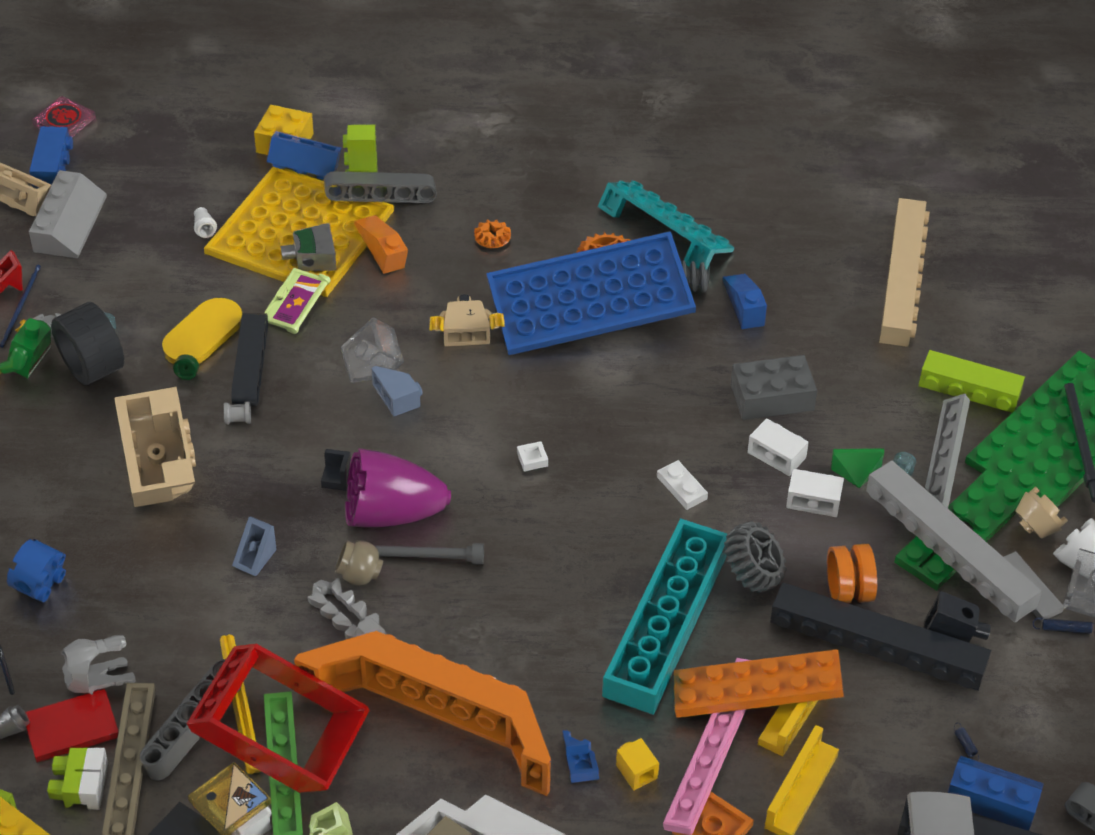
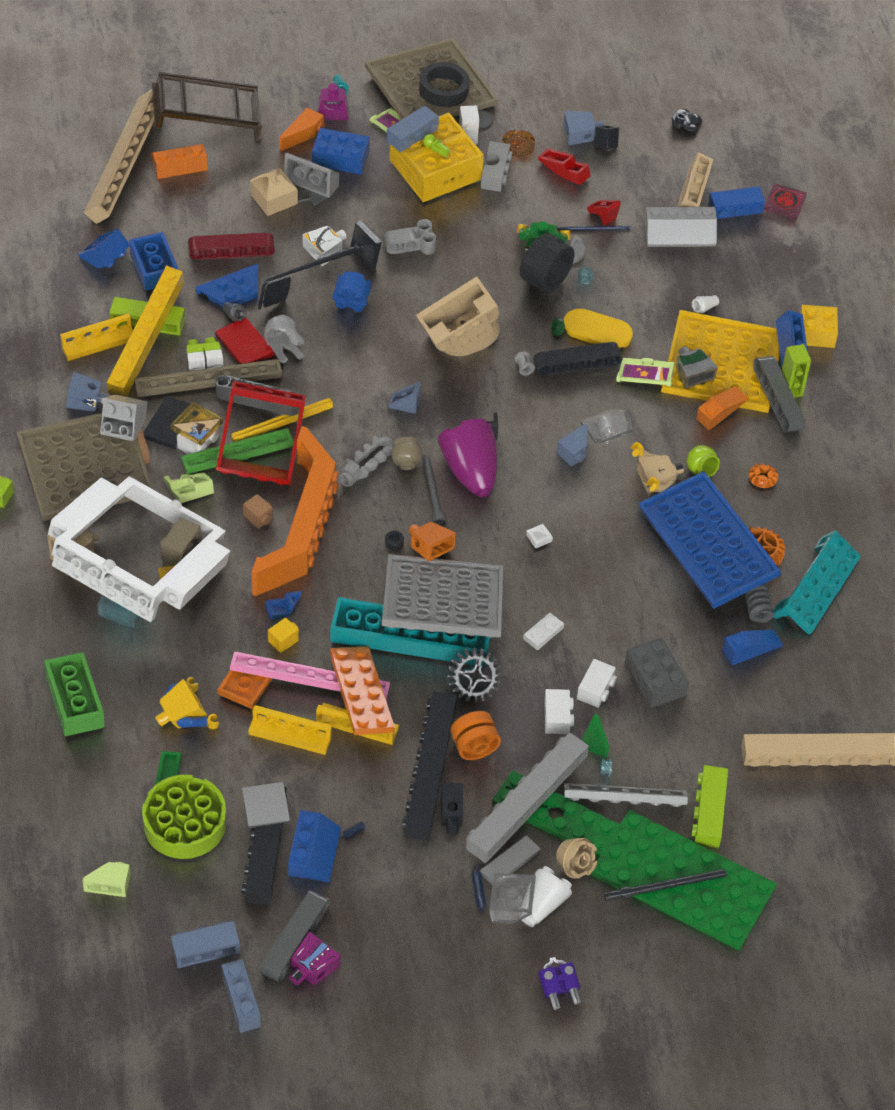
camera: 75 degrees right, 5 degrees up
(407, 757) = (258, 511): none -> medium nougat brick
(463, 275) = (702, 459): none -> lime piece
(495, 611) = (394, 540): none -> black tile
(517, 565) = (431, 540): none -> orange torso
(626, 562) = (443, 596): none -> light grey plate

